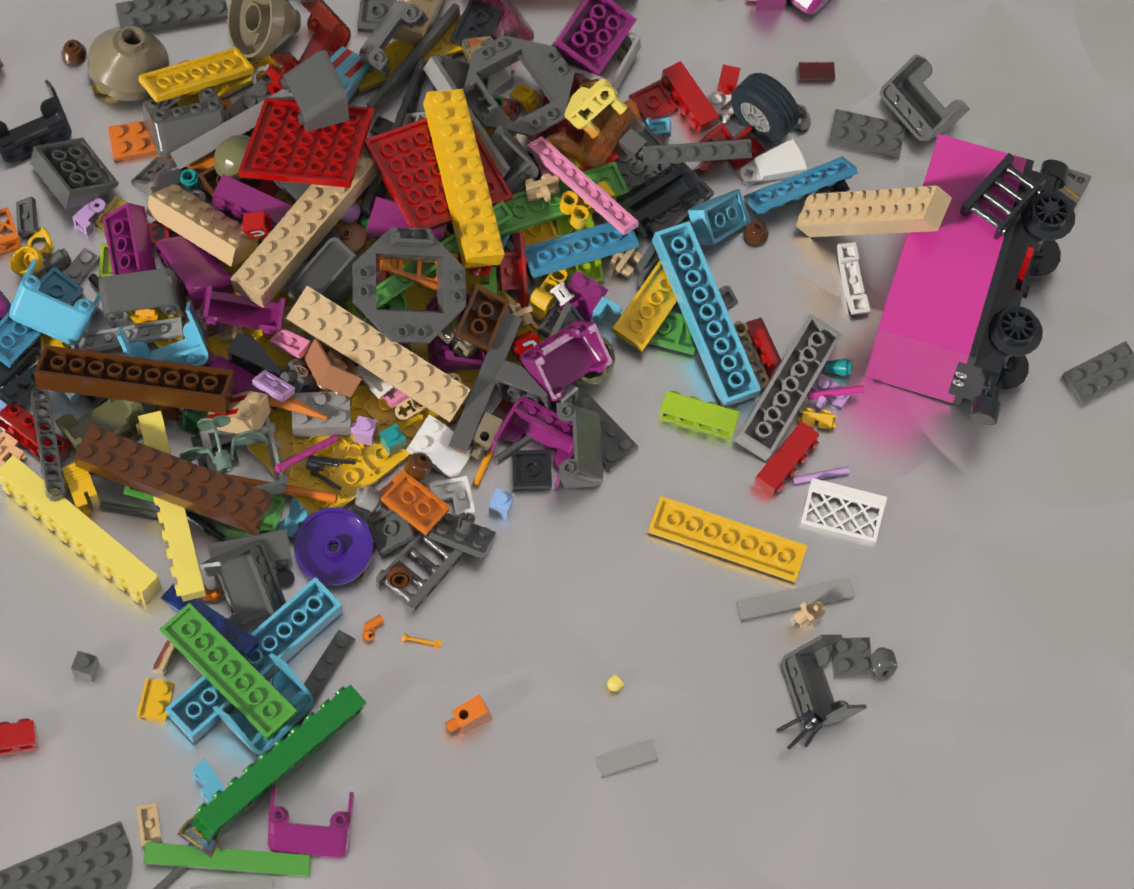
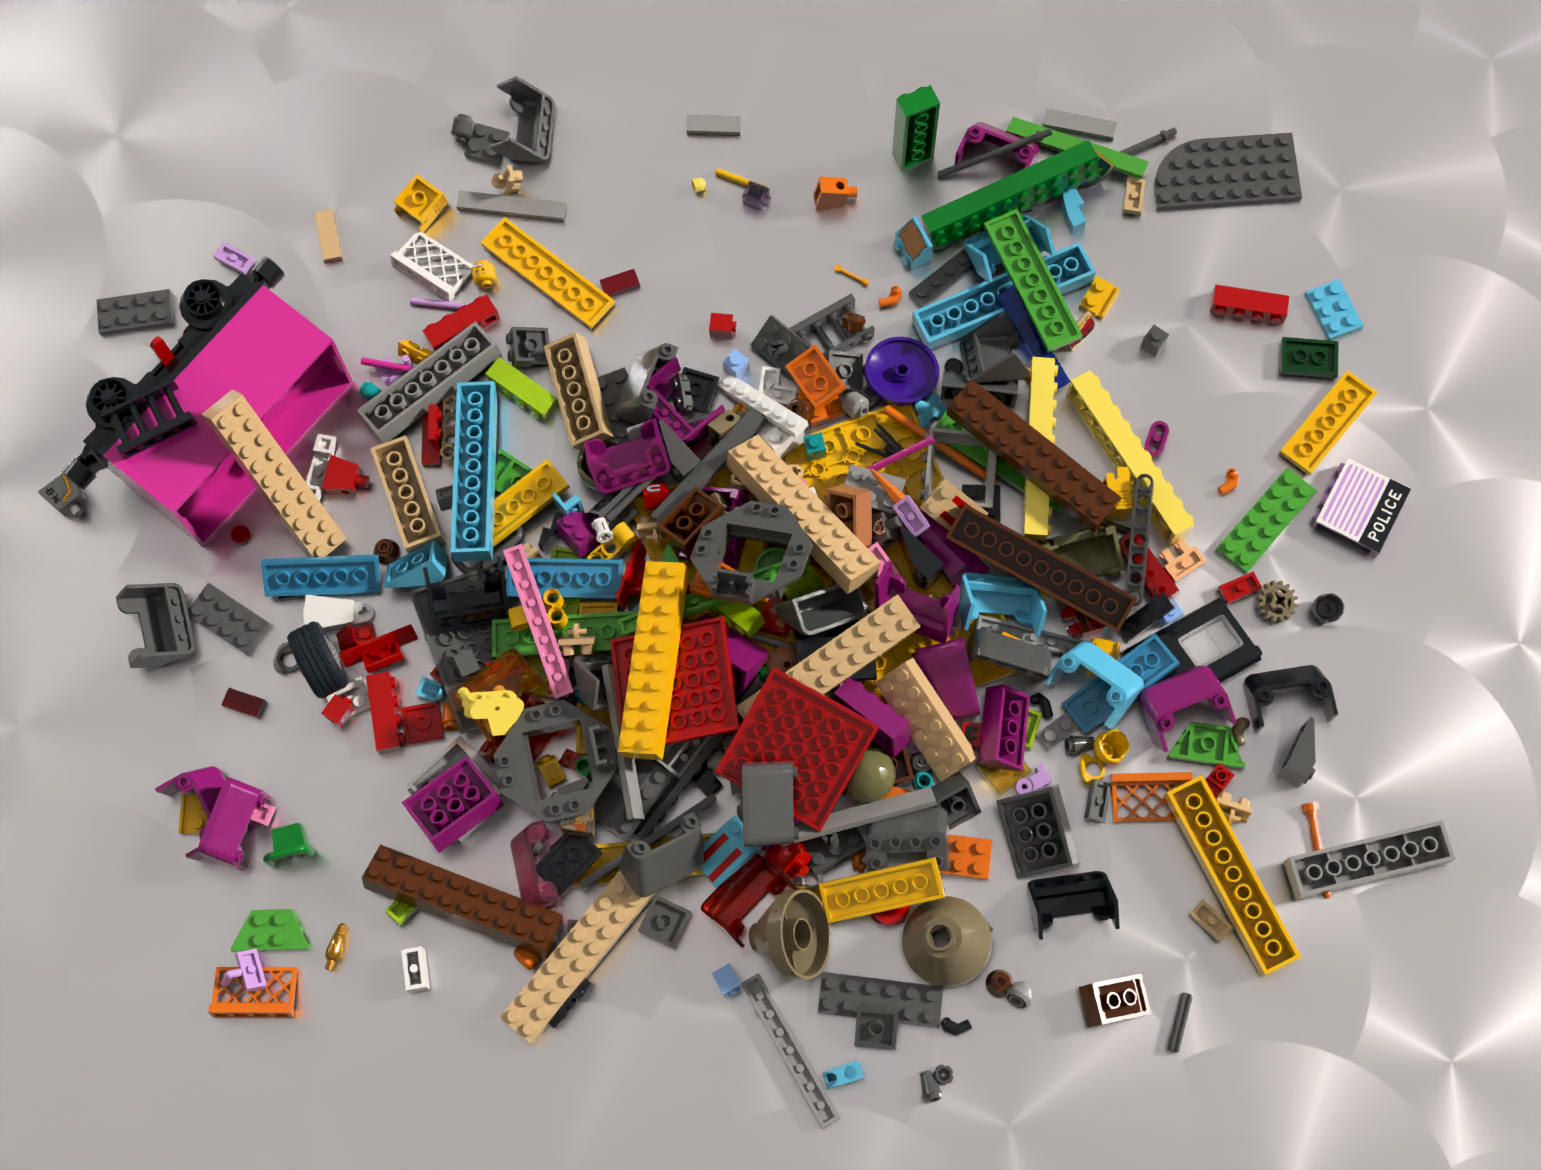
camera: 150 degrees left, 5 degrees up
(53, 45) = (1019, 995): none -> light grey cone
(57, 567) = (1156, 440): none -> magenta plate
(100, 7) = (955, 1028): none -> black arm
(223, 458) = (983, 461): sand green plant -> none
(257, 224) = (875, 679): red brick -> none
(268, 831) = (996, 152): none -> dark grey bar
(364, 430) = (837, 463): lavender brick -> none
(366, 684) = (913, 244): none -> slope
(402, 782) = (915, 127): none -> green brick
(456, 460) = (763, 404): none -> white plate
(531, 540) = (722, 325): none -> red brick
(538, 446) = (681, 385): none -> dark grey hinge
(549, 688) = (756, 196): none -> clear purple brick
(552, 321) = (633, 494): none -> dark grey bar
(573, 705) = (732, 177): none -> yellow bar
(614, 287) = (549, 535): none -> black slope
(642, 422) = (578, 390): none -> tan brick
(651, 554) = (620, 283): none -> dark red tile
(696, 152) = (407, 634): dark grey plate -> none
(711, 456) = (527, 346): none -> dark grey plate
(759, 280) = (406, 493): none -> tan brick
(788, 515) = (483, 274): none -> yellow head
(812, 722) = (549, 90): black plant -> none
(826, 281) = (343, 477): none -> red torso
(885, 566) = (421, 201): none -> yellow piece
(961, 508) = (328, 235): none -> tan tile
(1039, 453) = (234, 258): none -> lavender plate

